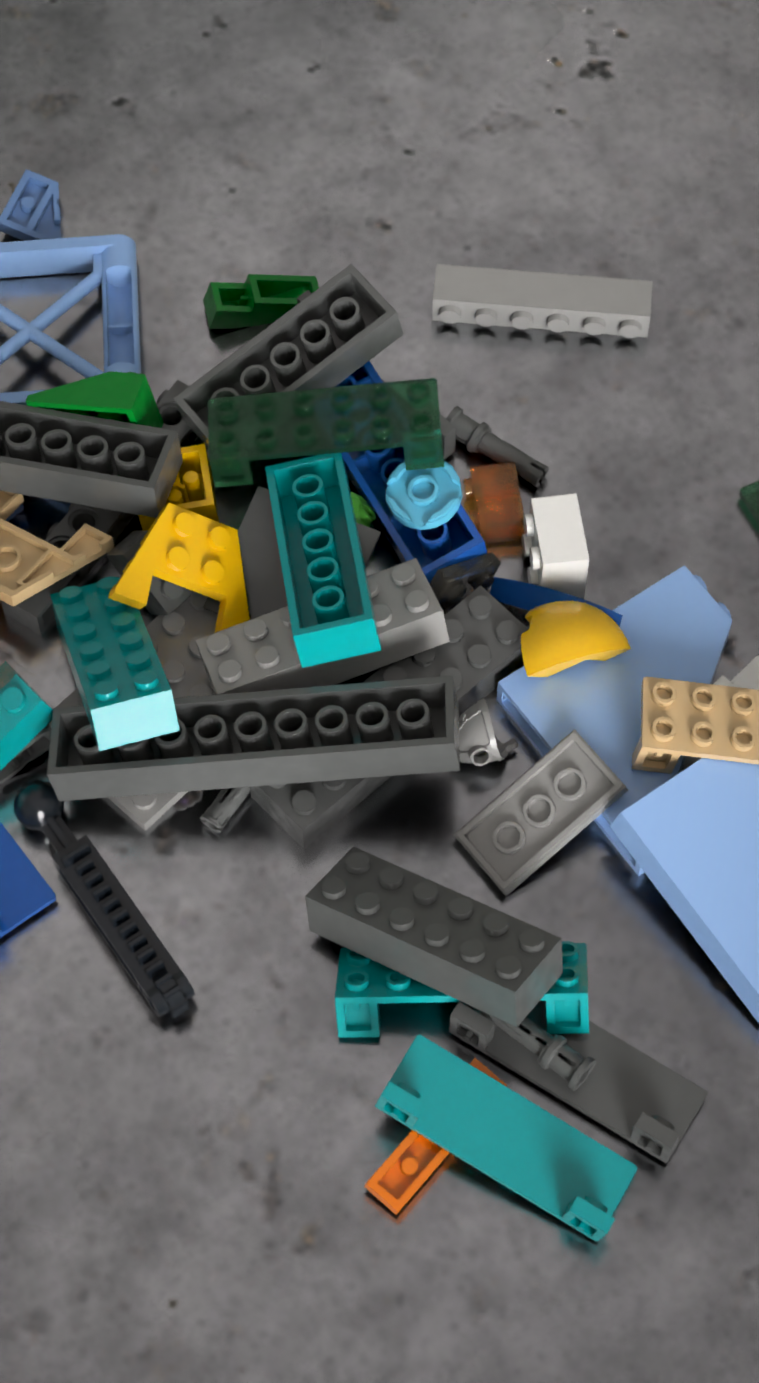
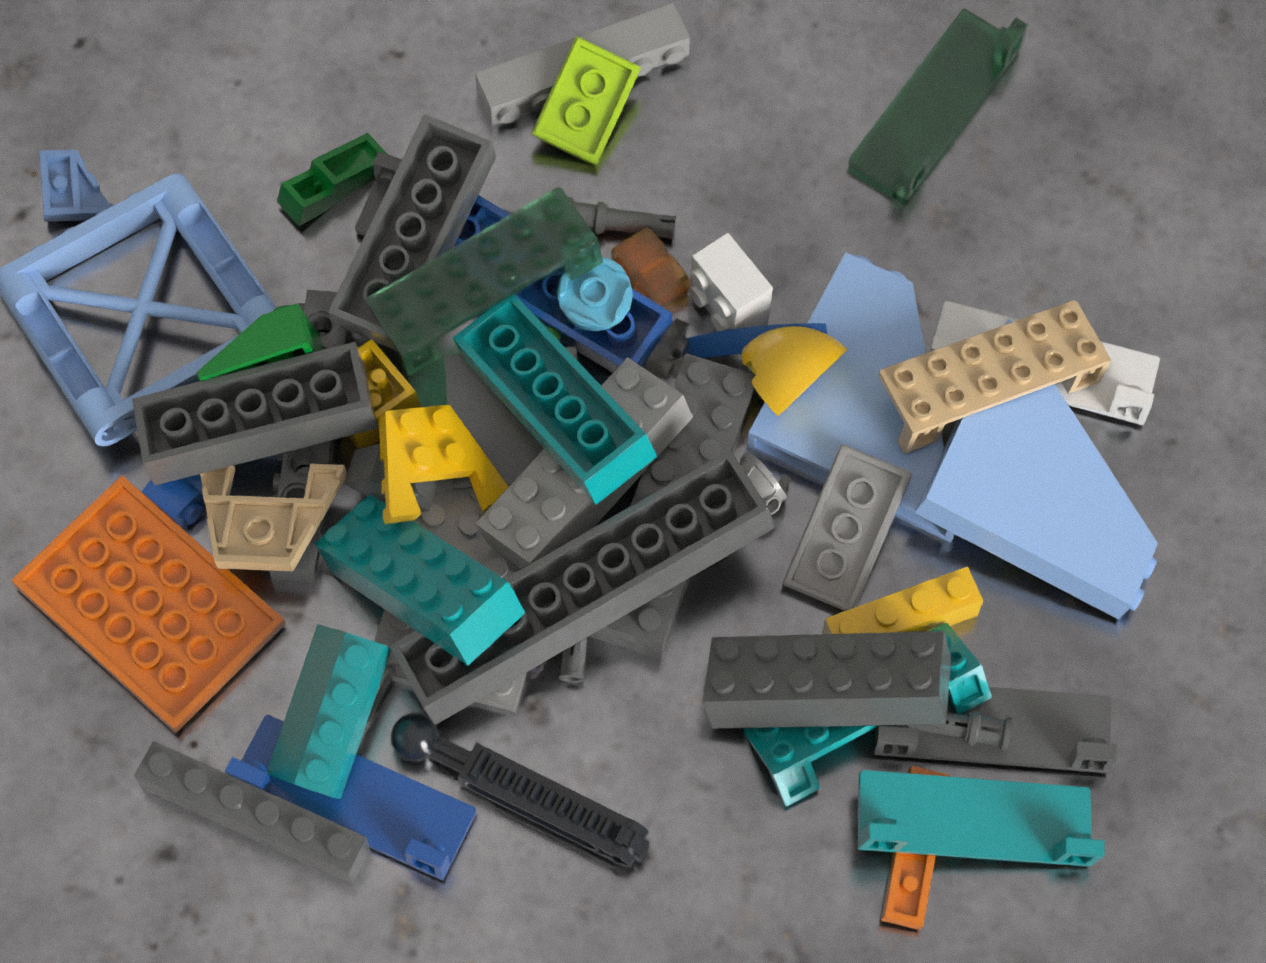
camera: 30 degrees left, 5 degrees up
(522, 330) = (585, 101): none -> lime tile
(573, 916) = (914, 609): none -> yellow brick

